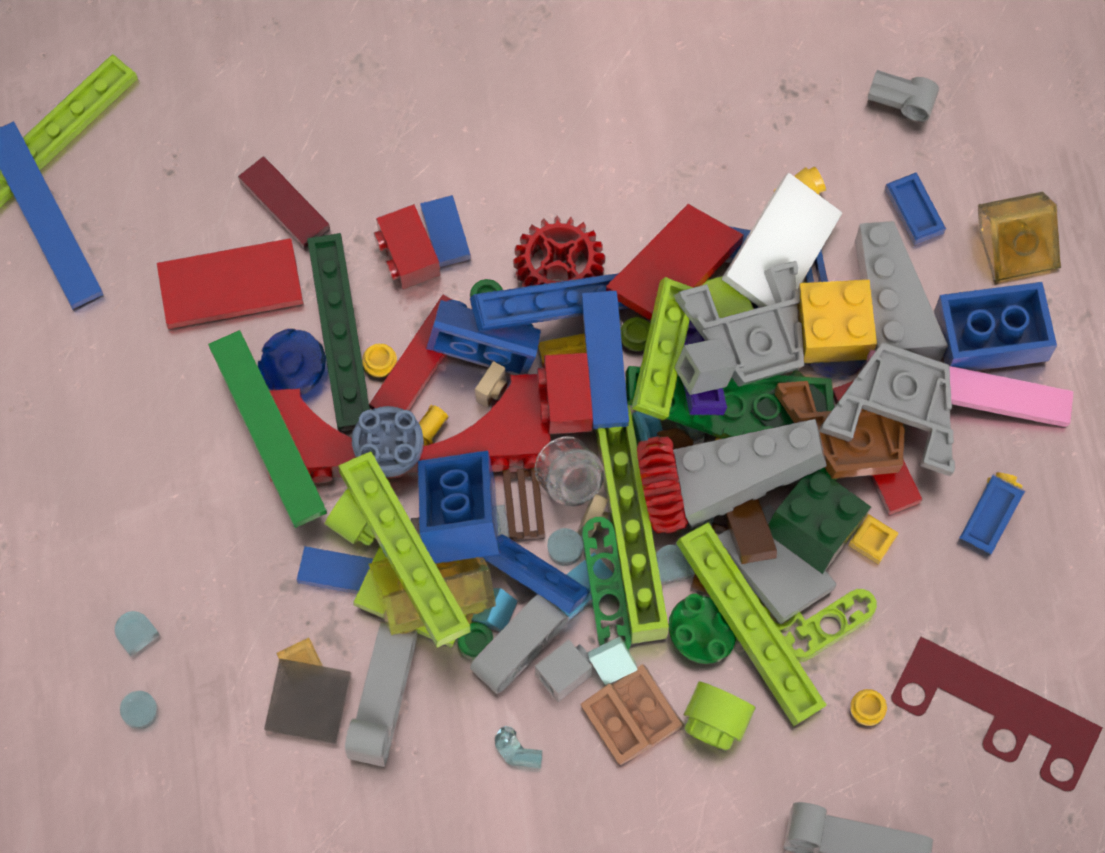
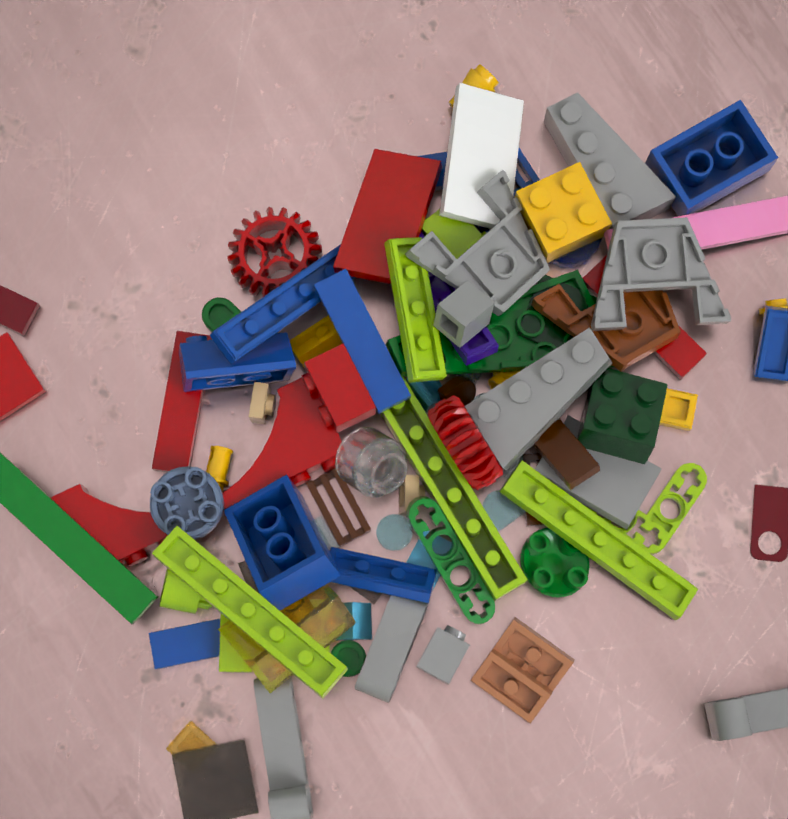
camera: 20 degrees left, 10 degrees up
(134, 631) = (21, 782): clear light blue tile -> none
(292, 361) = (60, 456): clear blue tile -> none
(339, 329) = (92, 406): dark green plate -> none
(379, 360) = (143, 420): yellow plate -> none
(407, 246) = (123, 296): red brick -> none
(445, 230) = (153, 265): blue tile -> none
(513, 751) = (426, 750): clear light blue arm -> none
(612, 661) = (485, 628): light aqua tile -> none
(635, 333) = (377, 297): lime plate -> none
(717, 716) = (603, 643): lime piece -> none
(868, 707) = (735, 573): yellow plate -> none
(915, 208) = (587, 68): blue tile -> none
(1020, 235) = (697, 57): clear yellow slope -> none

